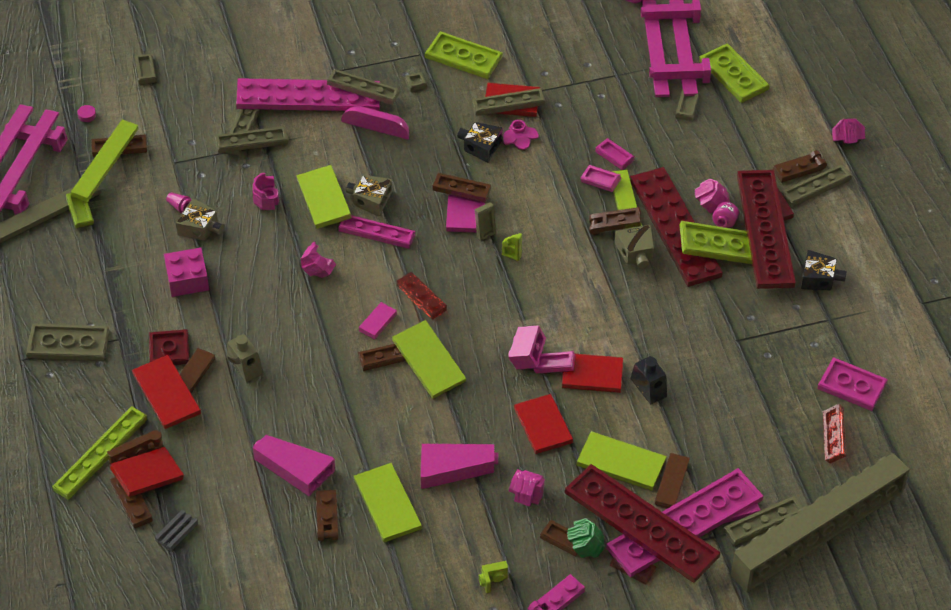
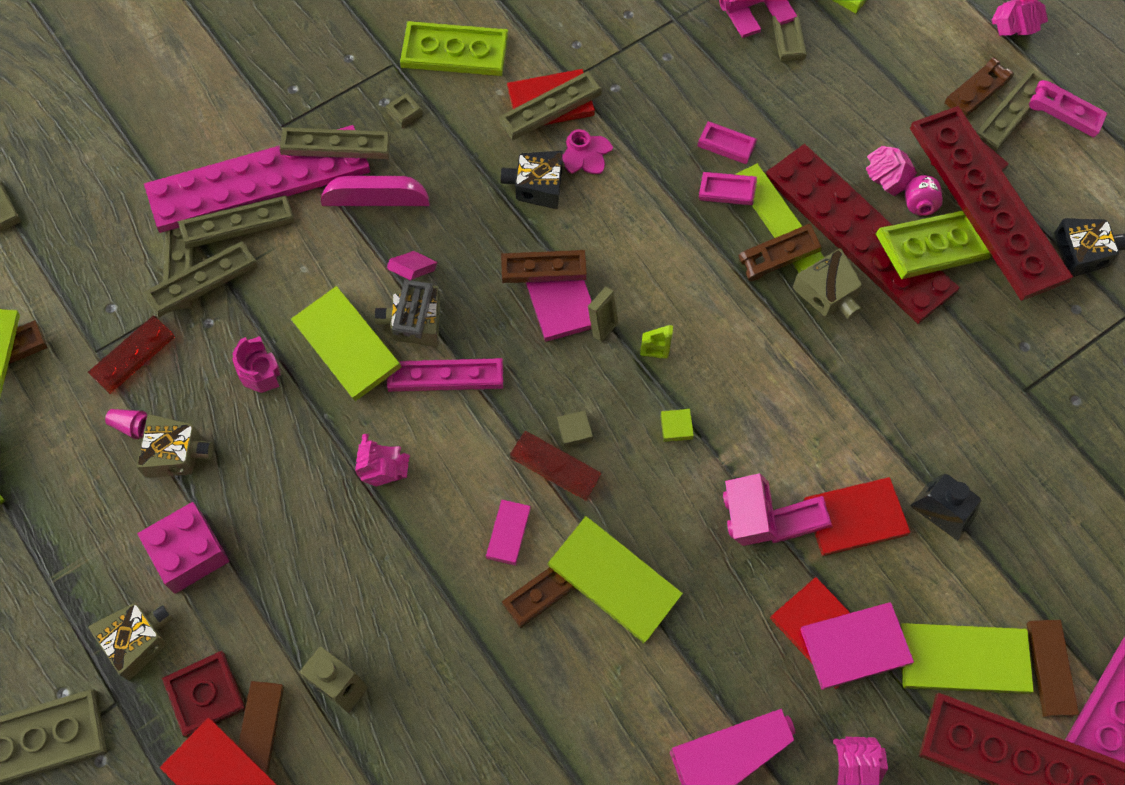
camera: 20 degrees left, 15 degrees up
(140, 307) = (131, 637): none -> torso
(194, 169) = (131, 354): none -> clear red plate
(285, 115) = (235, 222): none -> olive tile
(373, 188) = (408, 329): none -> dark grey tile
(381, 165) = (411, 265): none -> dark pink tile
(442, 280) = (574, 428): none -> olive tile
(505, 295) = (676, 425): none -> lime tile
(556, 431) = (856, 645): none -> dark pink tile
(851, 192) = (1068, 108): none -> dark pink plate

